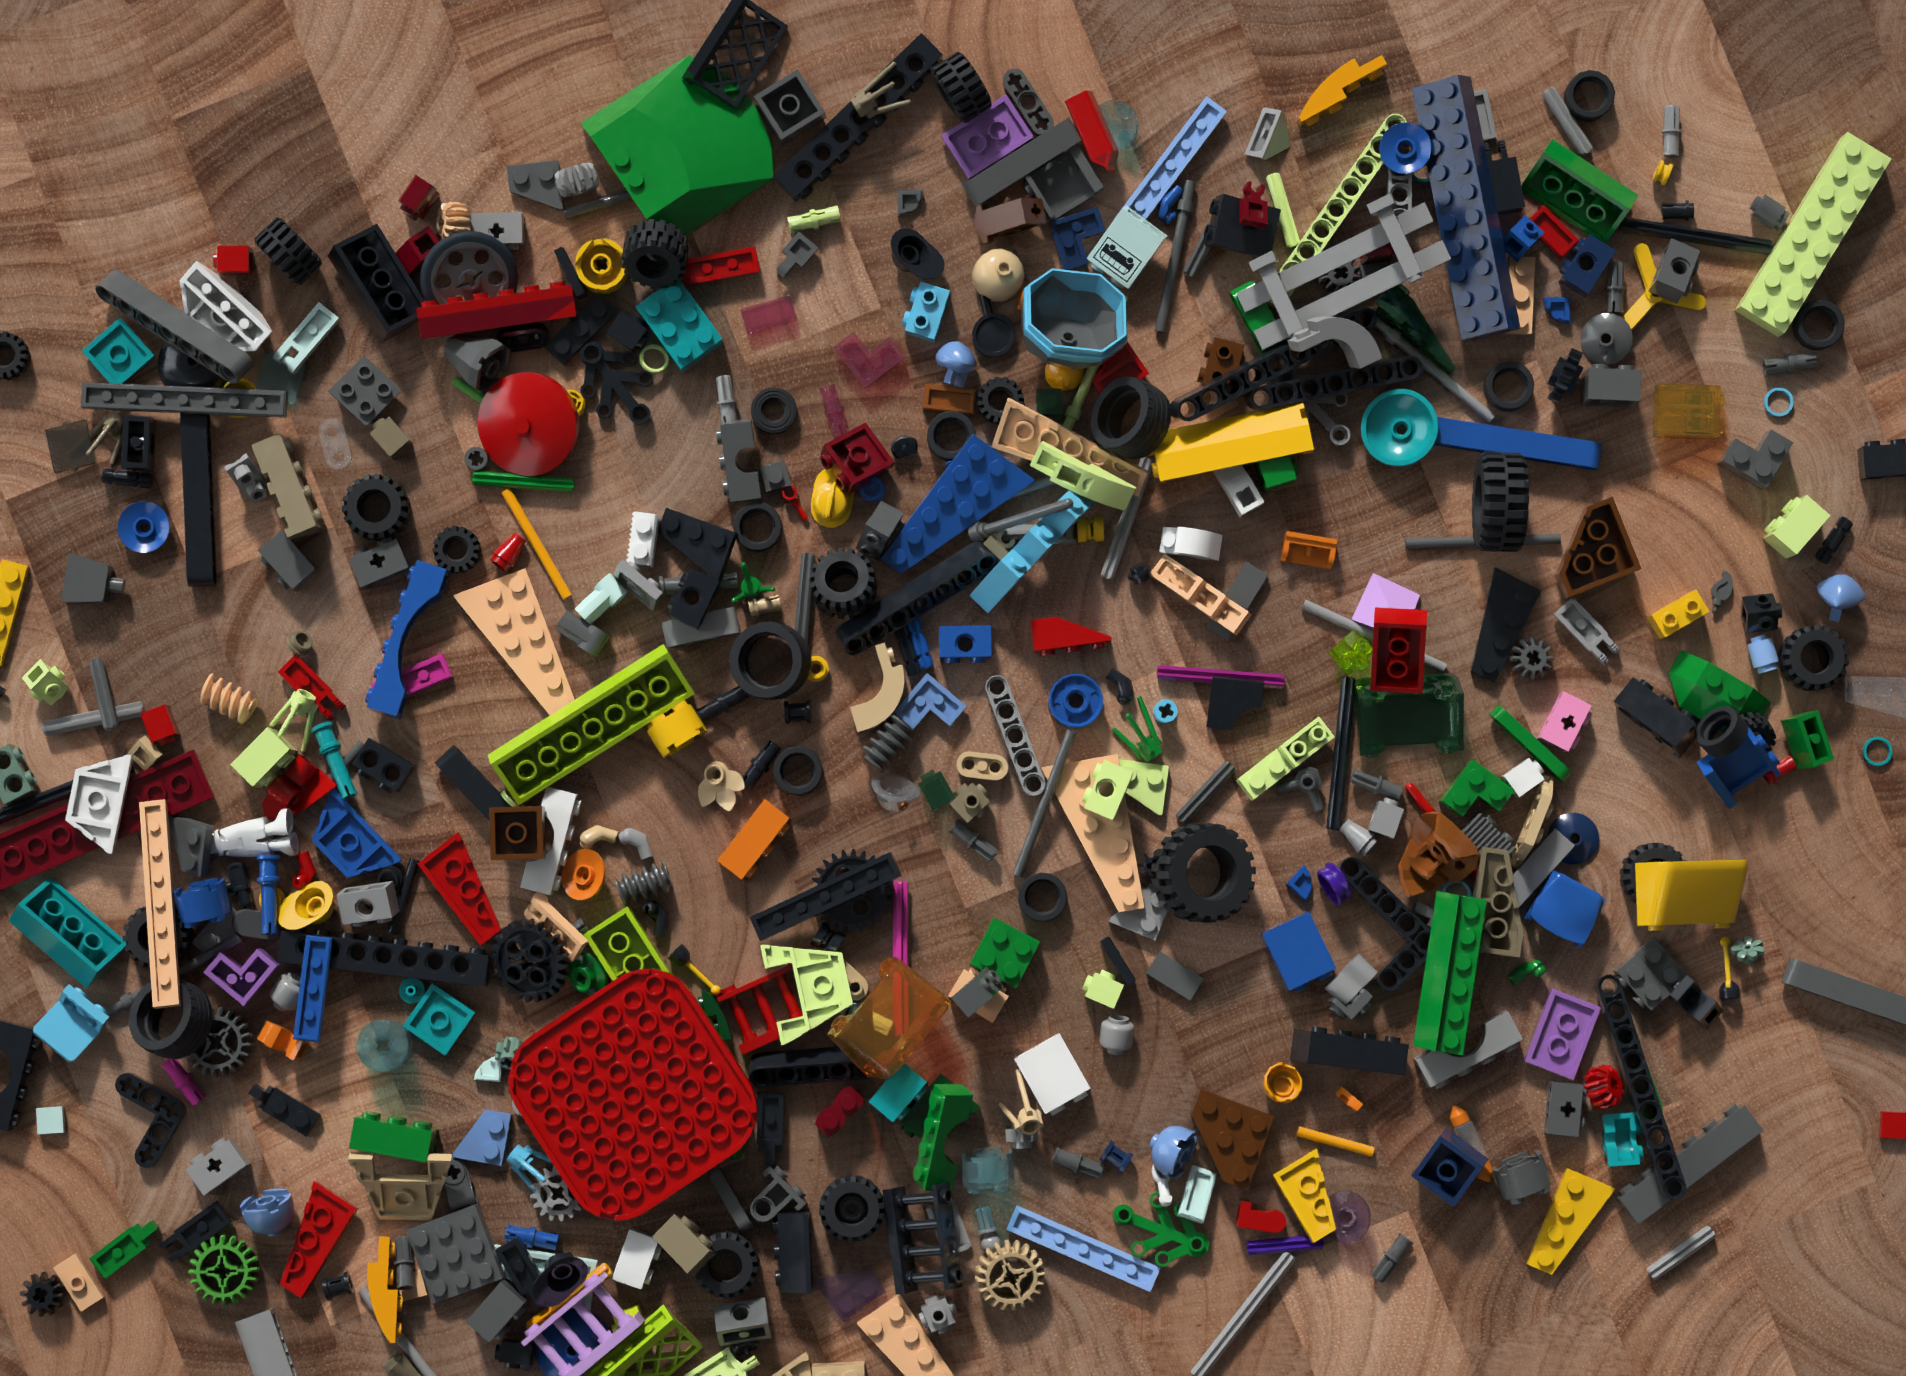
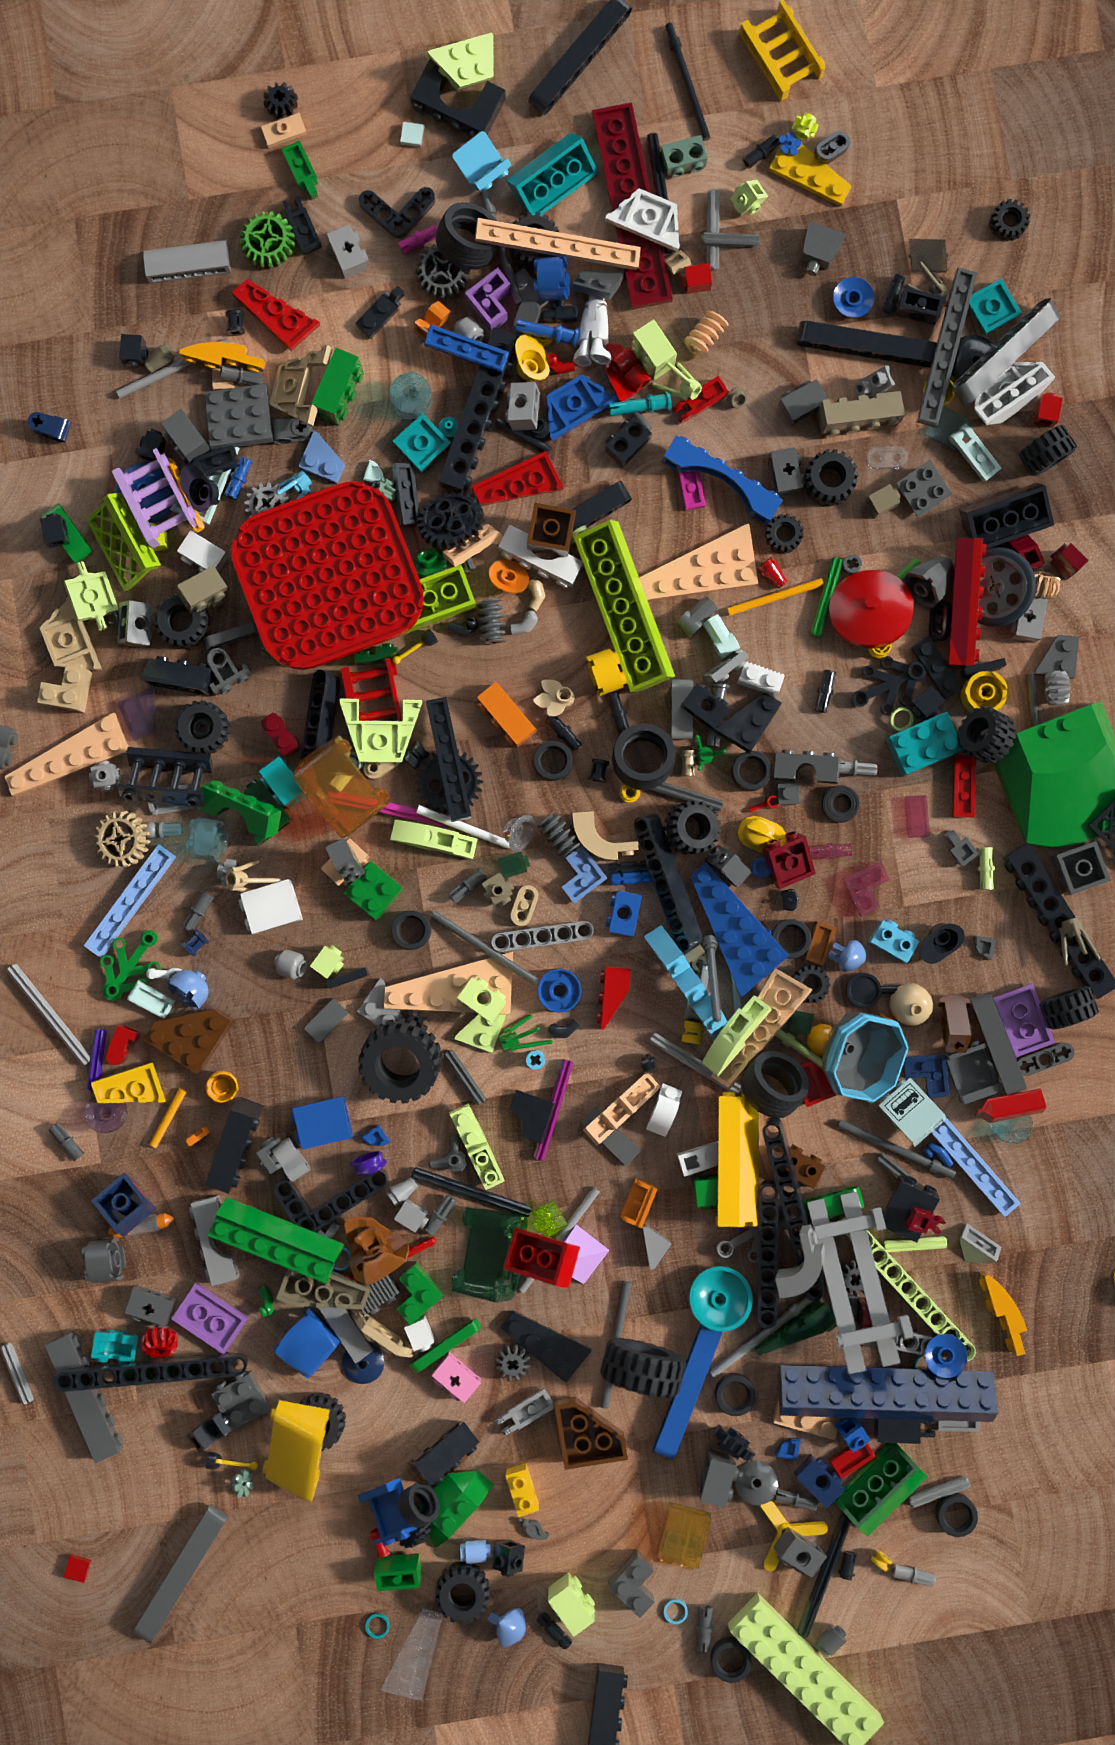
camera: 105 degrees right, 0 degrees up
(268, 1213) = (302, 281): medium blue cylinder -> none
(508, 1024) = (405, 494): none -> black plate
(640, 457) = (825, 691): none -> black pin
(770, 1125) = (282, 679): black hinge -> none
(903, 862) = (462, 826): none -> white axle
(925, 894) = (433, 838): none -> yellowish green slope
(1355, 518) = (655, 1245): none -> light grey slope
(1568, 1216) = (67, 1290): yellow wing -> none

